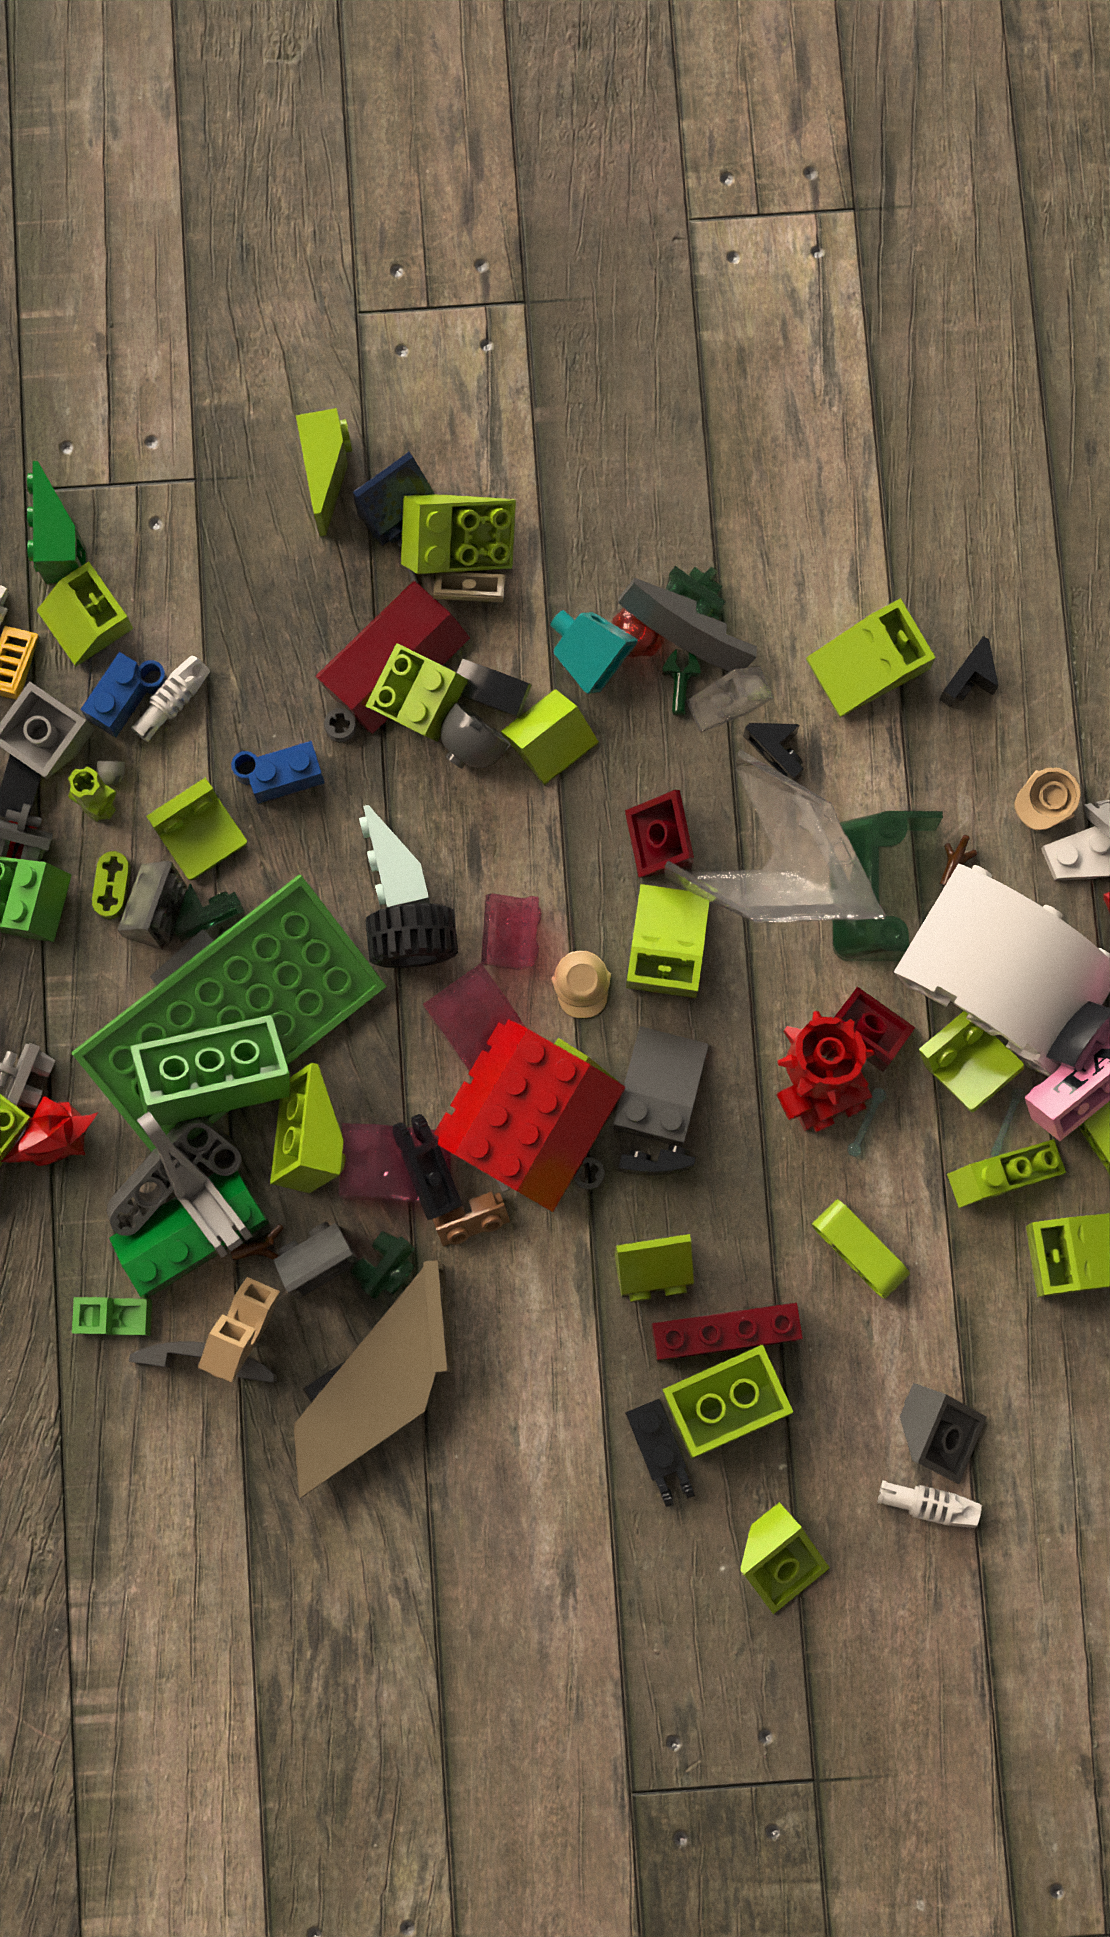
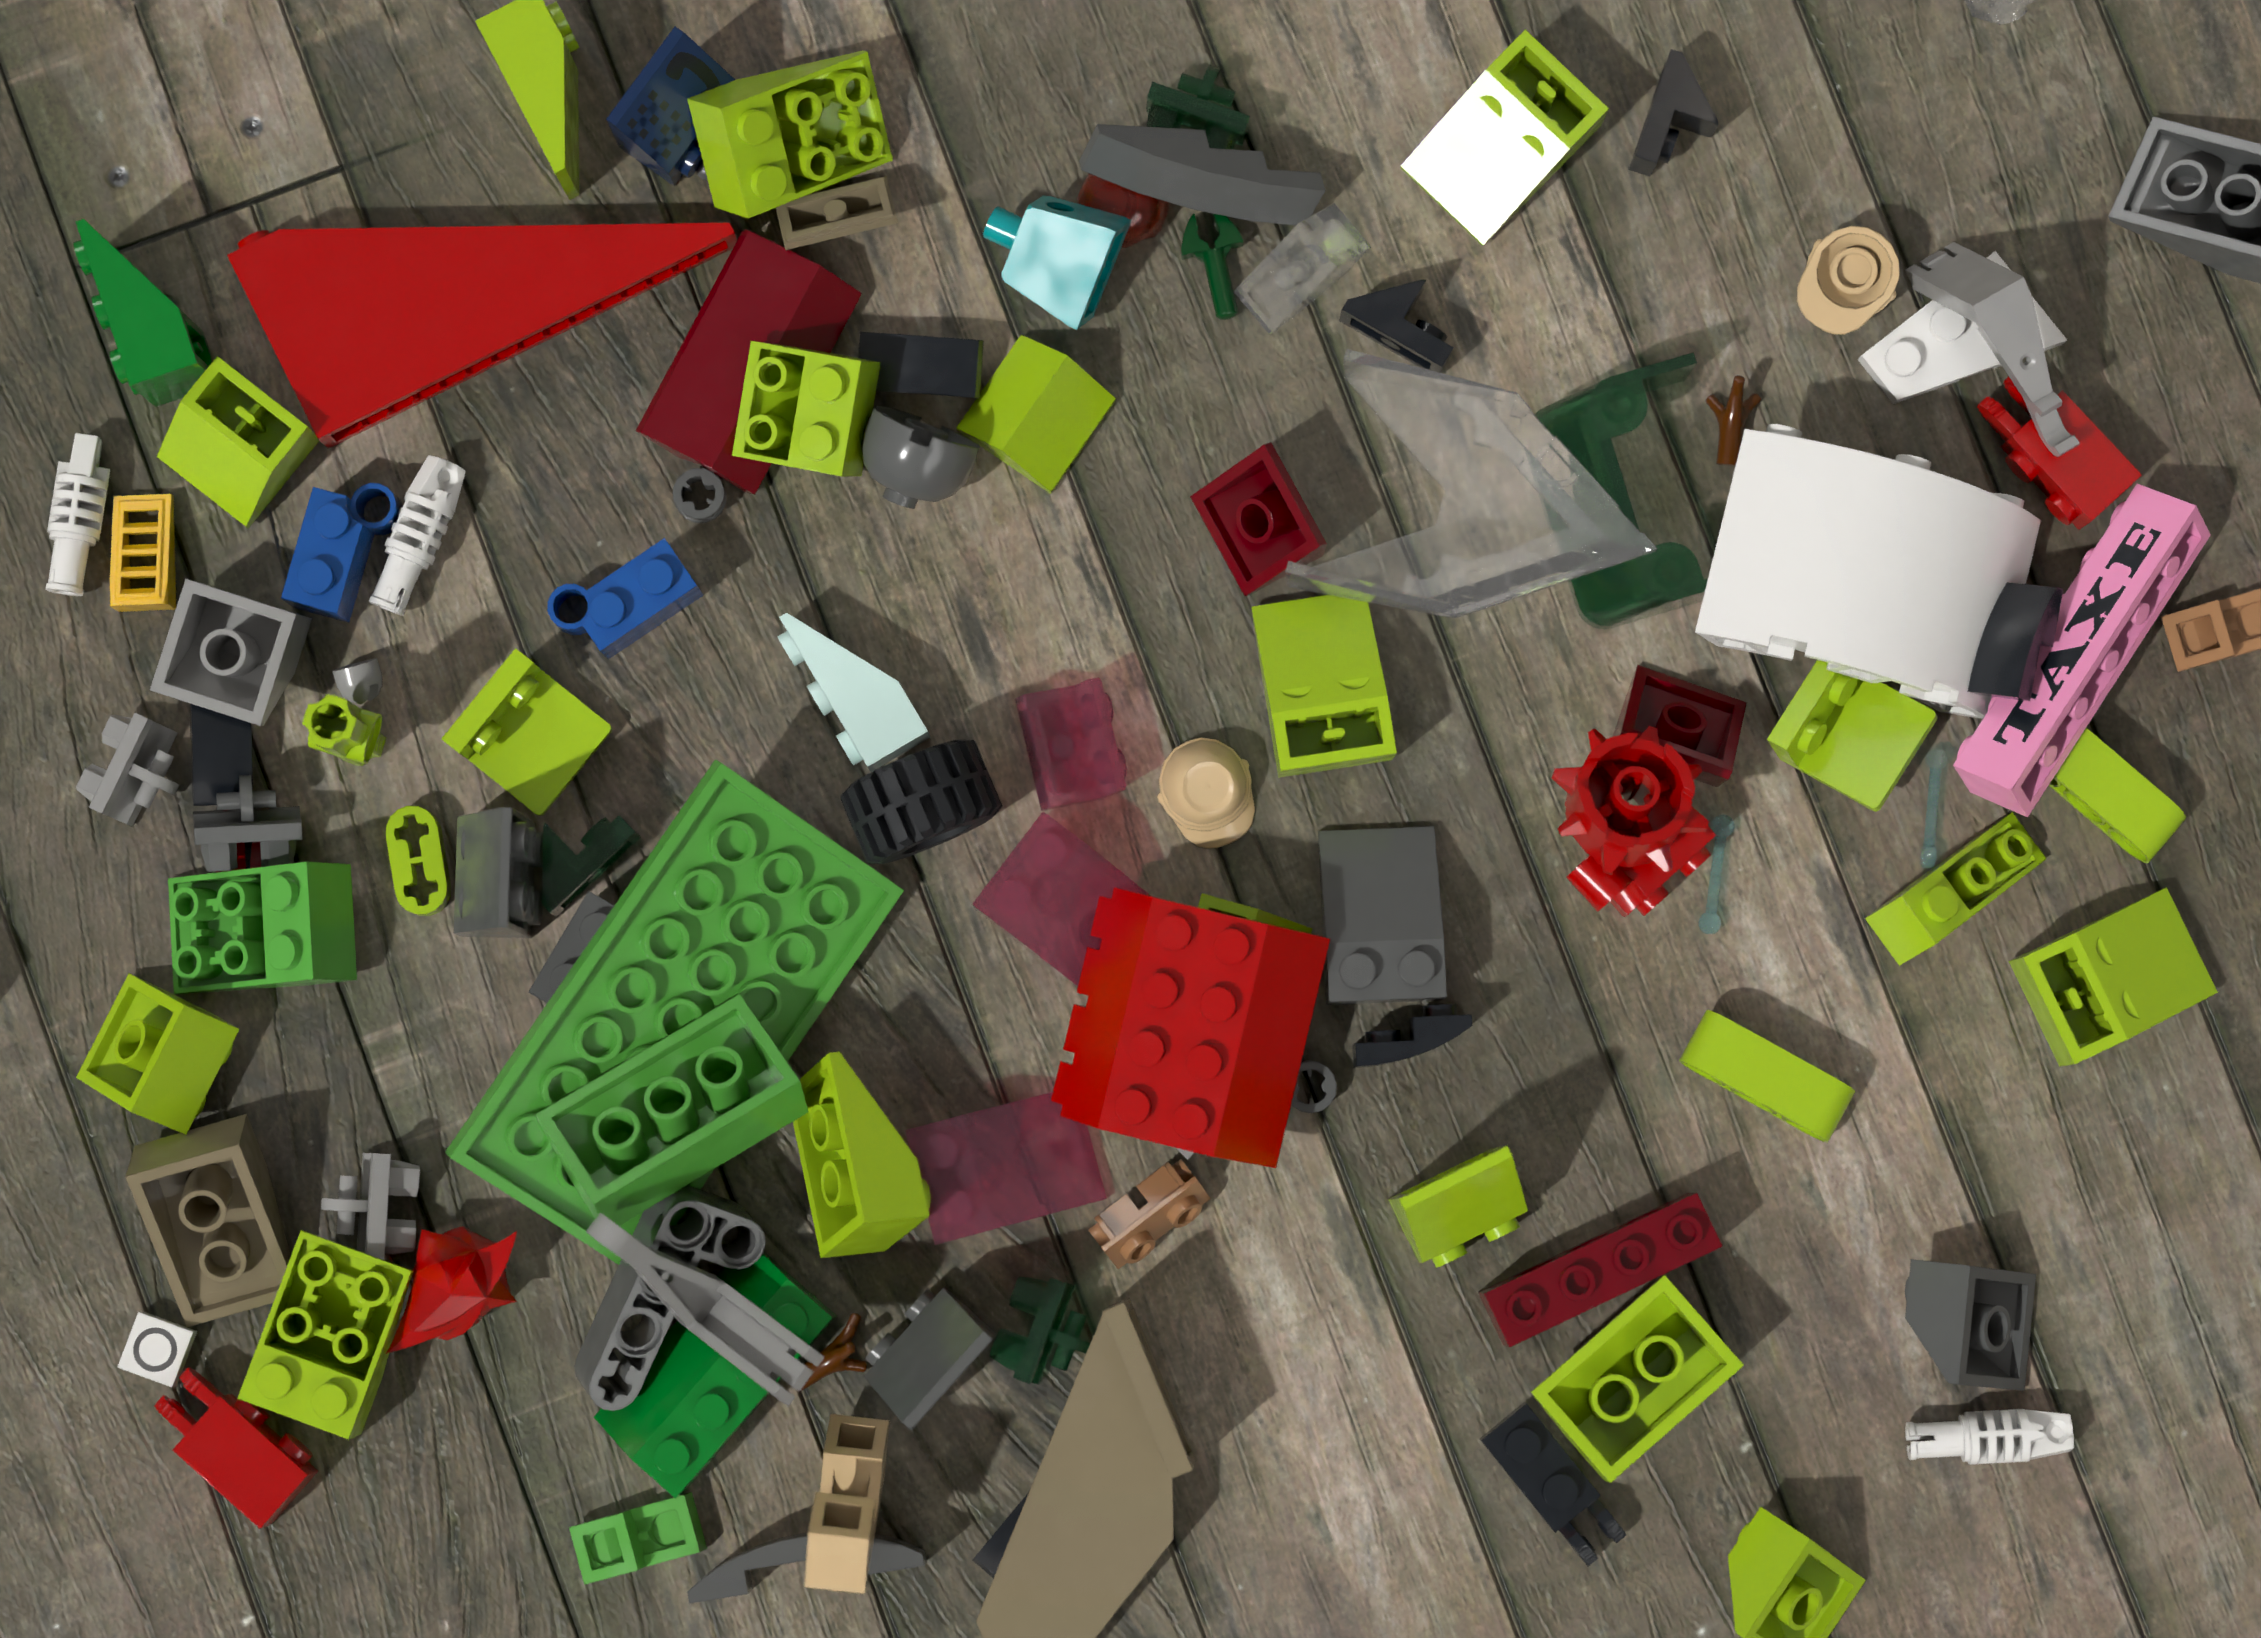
camera: 20 degrees left, 5 degrees up
(205, 571) = (408, 312): none -> red slope
(427, 1168) = (1059, 1159): black hinge -> none

